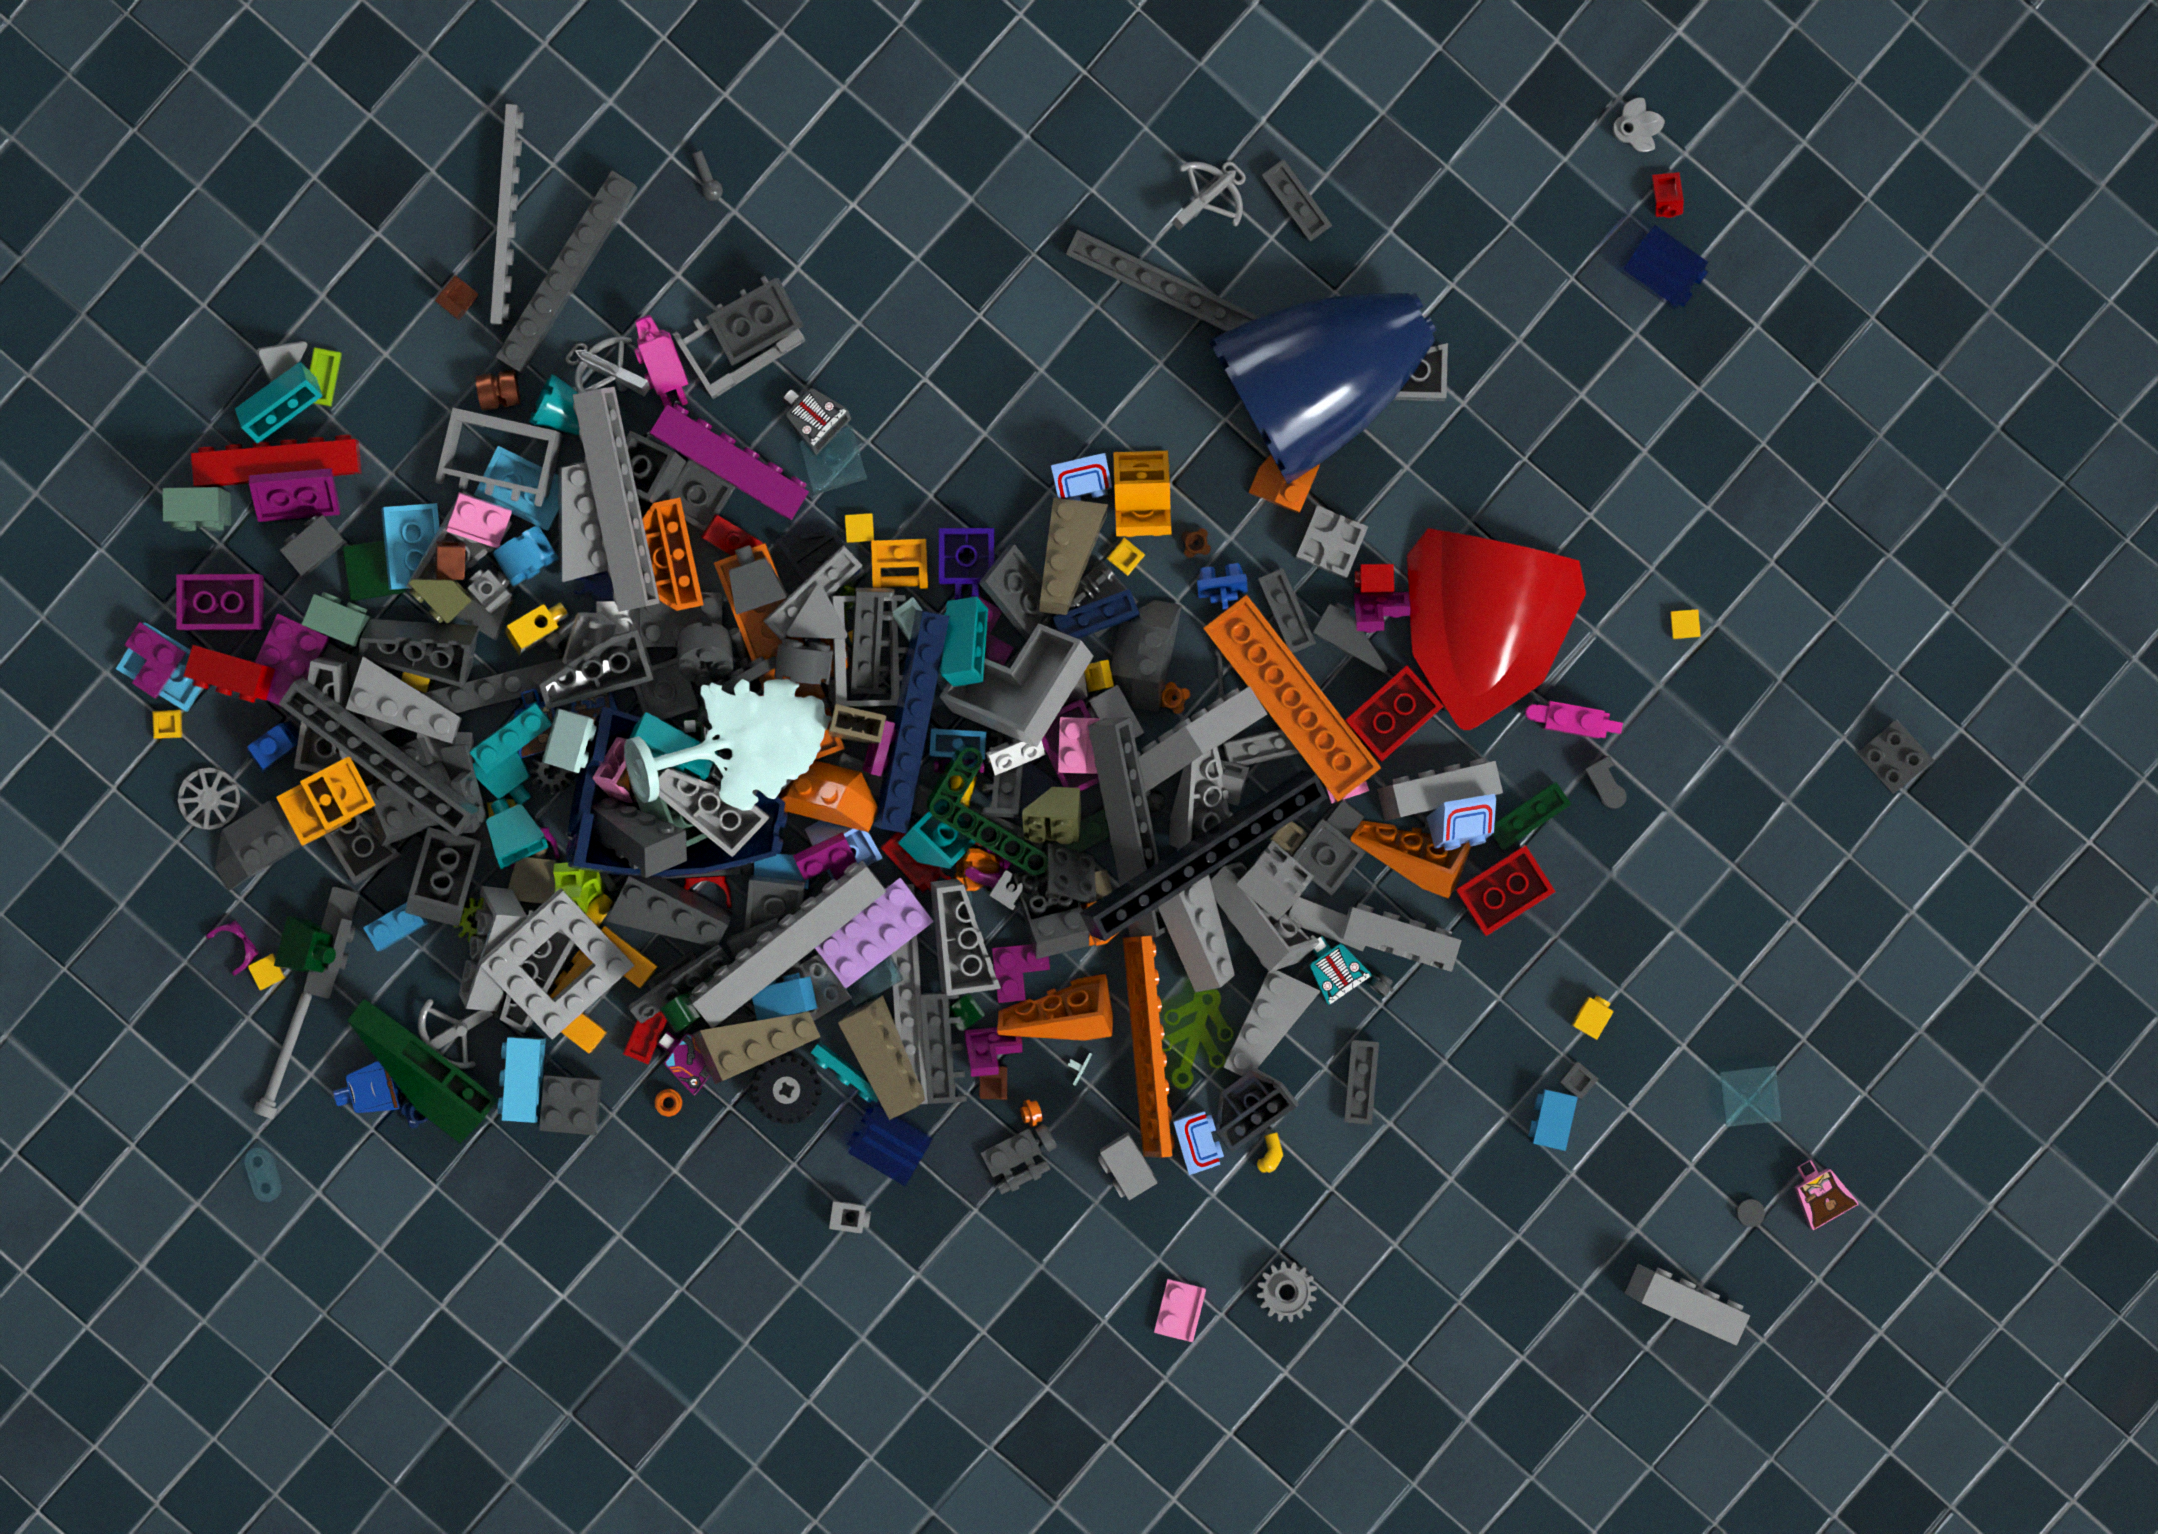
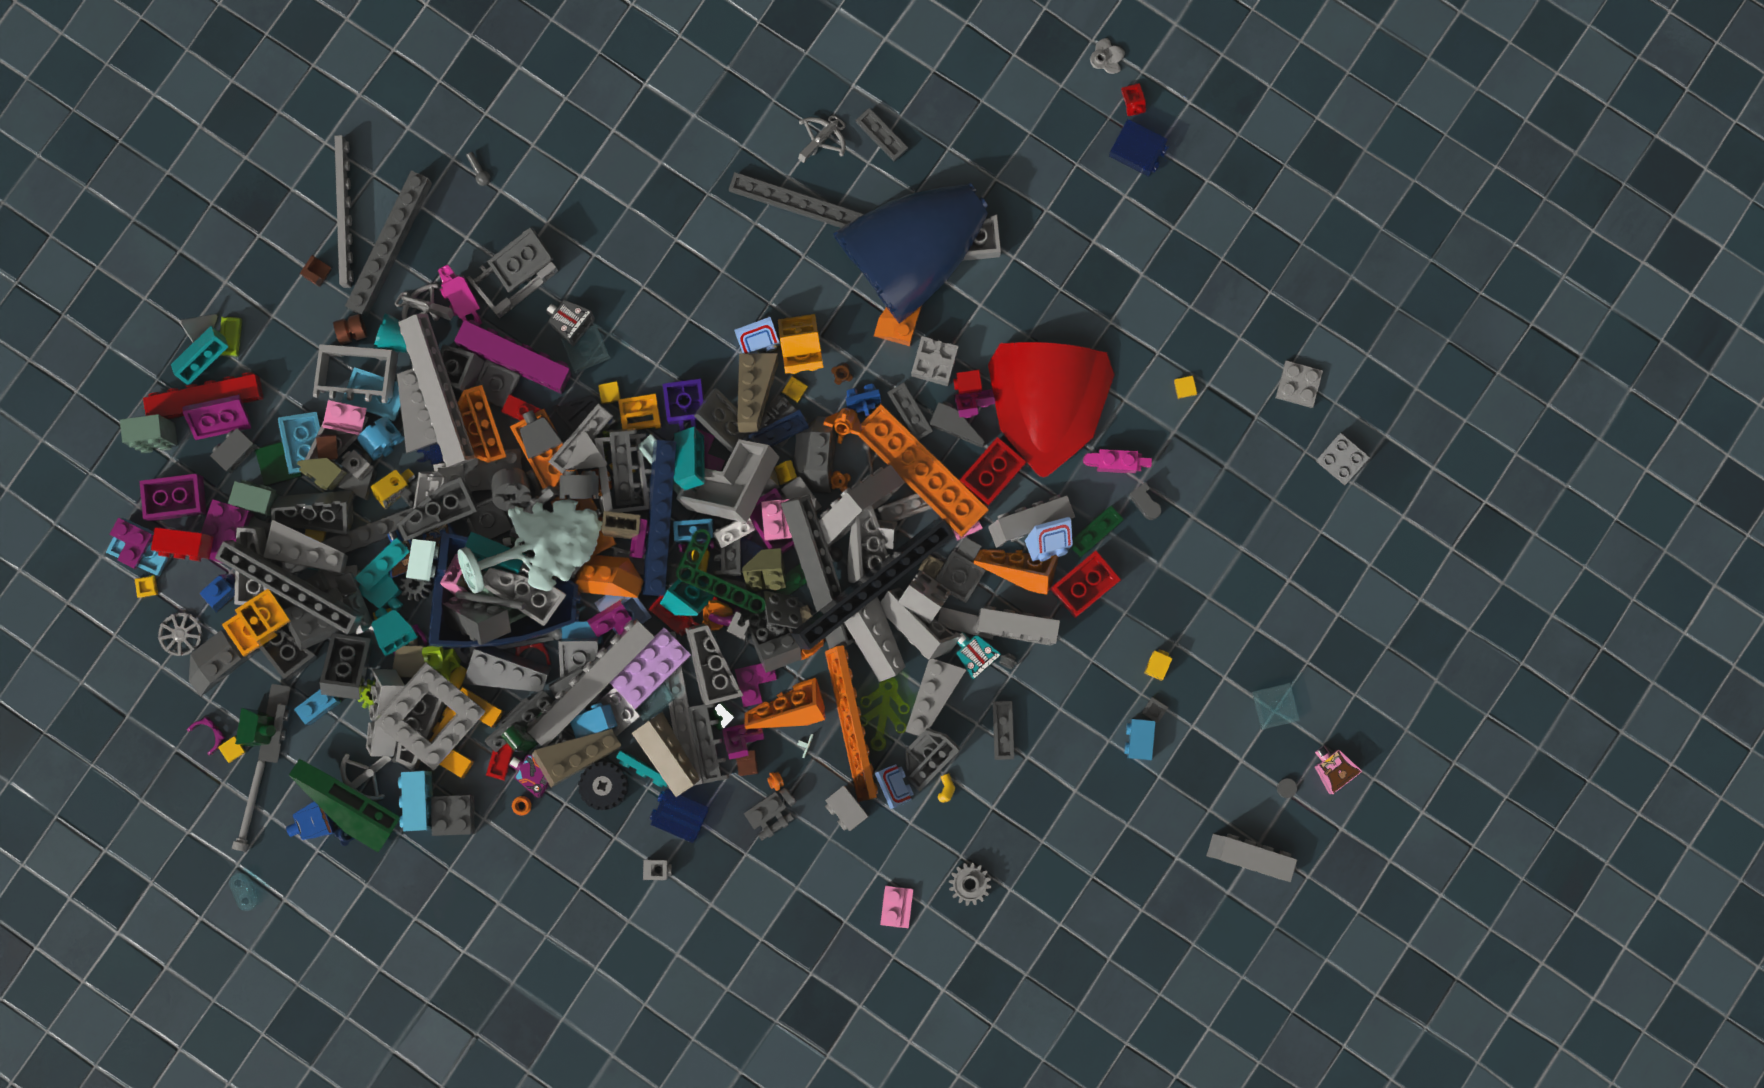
camera: 10 degrees left, 5 degrees down
(663, 812) = (490, 600): none -> dark grey bar
(1191, 615) = (844, 423): none -> orange brick
(1848, 640) = (1299, 384): none -> light grey plate

